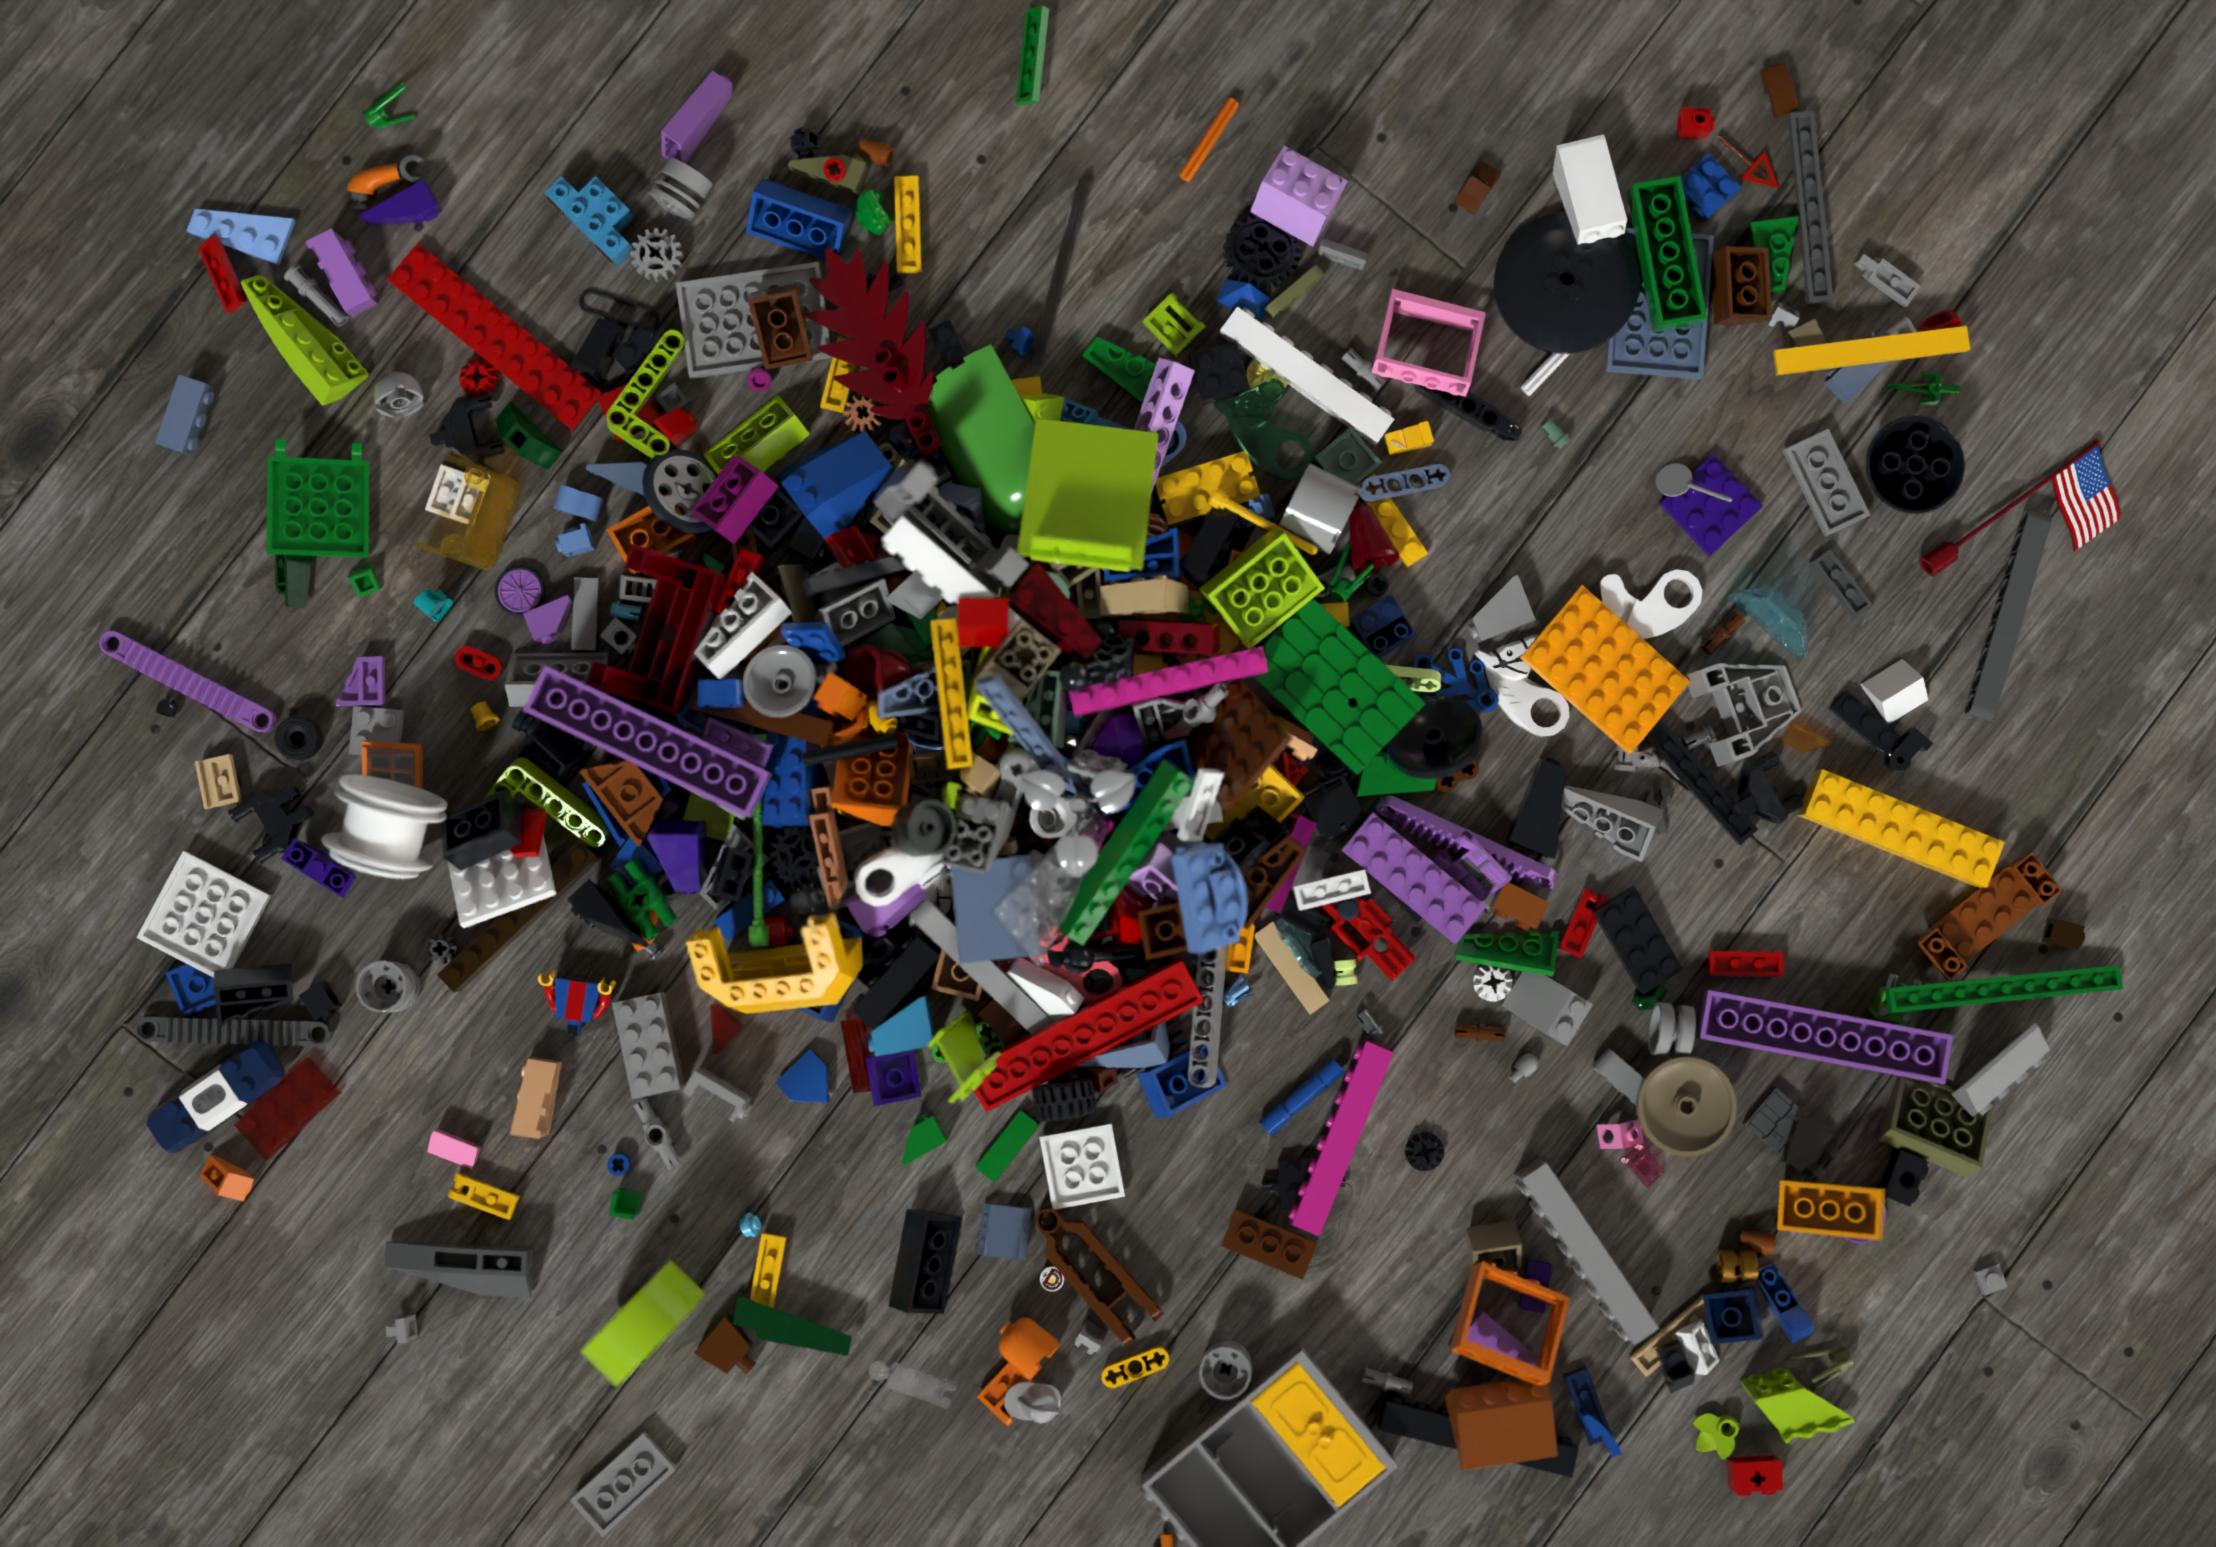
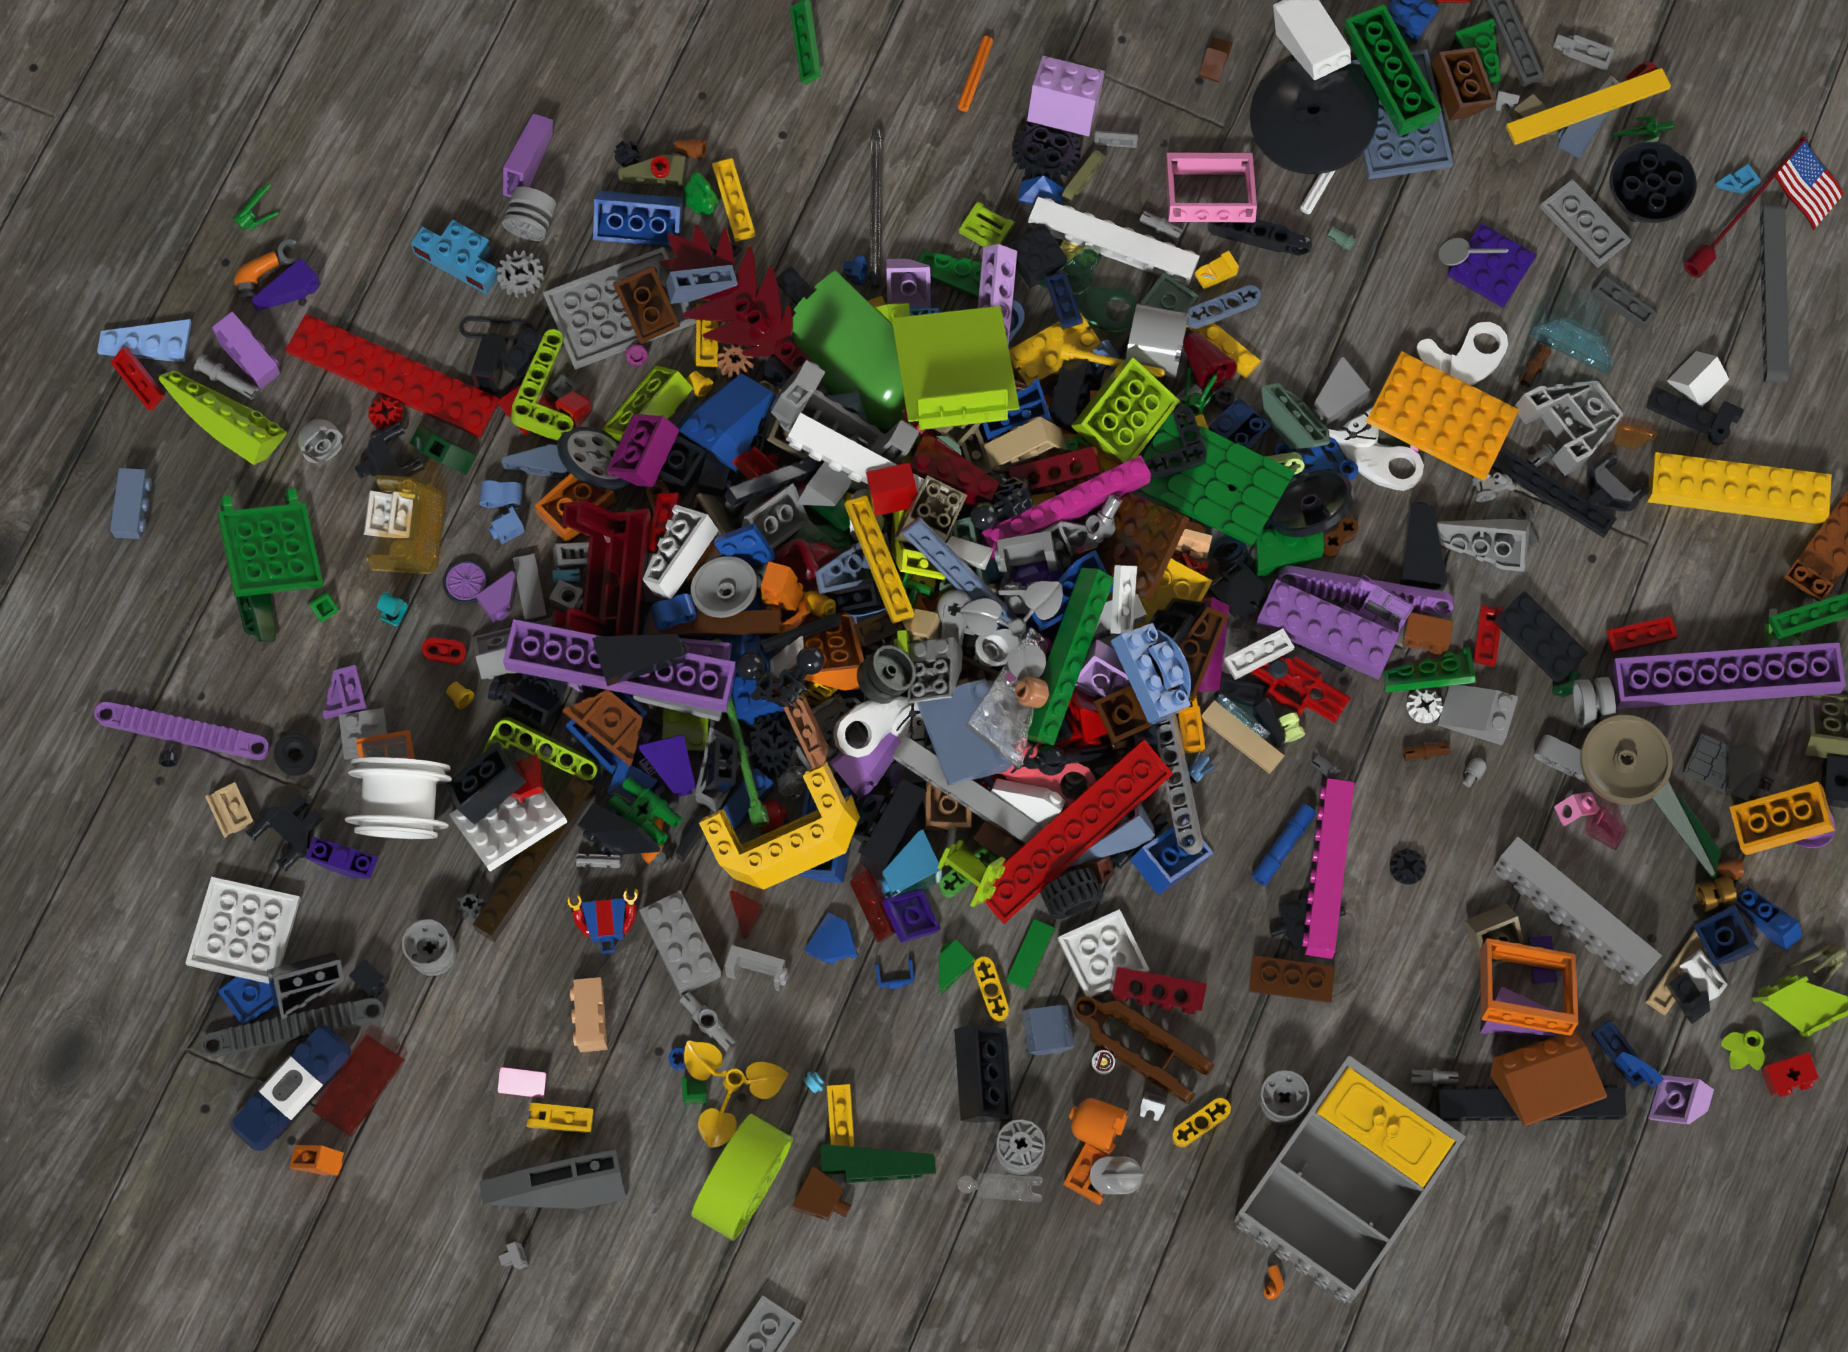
camera: 15 degrees left, 15 degrees down
(585, 932) = (598, 860): none -> light grey axle
(660, 742) = (637, 655): none -> black slope
(680, 941) = (689, 840): none -> black tile
(700, 1209) = (764, 1079): none -> yellow plant
(810, 814) = (769, 686): none -> black piece
(819, 429) = (700, 384): none -> yellow piece
(827, 776) = (787, 657): none -> white piece
(843, 318) = (698, 283): none -> sand blue slope
(860, 1140) = (895, 983): none -> blue piece
(939, 1336) = (1025, 1159): none -> light grey wheel
(964, 1190) = (990, 1006): none -> yellow beam
(1047, 711) = (970, 552): none -> white slope
(1070, 370) = (908, 283): none -> lavender slope
(1073, 888) = (1032, 692): none -> nougat head
(1096, 1200) = (1193, 990): none -> dark red brick
(1110, 722) = (1025, 550): none -> light grey panel
(1232, 435) = (1063, 300): none -> dark blue tile
(1318, 644) = (1189, 448): none -> black beam
(1444, 633) = (1292, 418): none -> sand green wedge
(1632, 1474) = (1680, 1100): none -> lavender slope
(1731, 1193) = (1689, 828): none -> wedge
(2012, 474) = (1740, 181): none -> dark azure slope

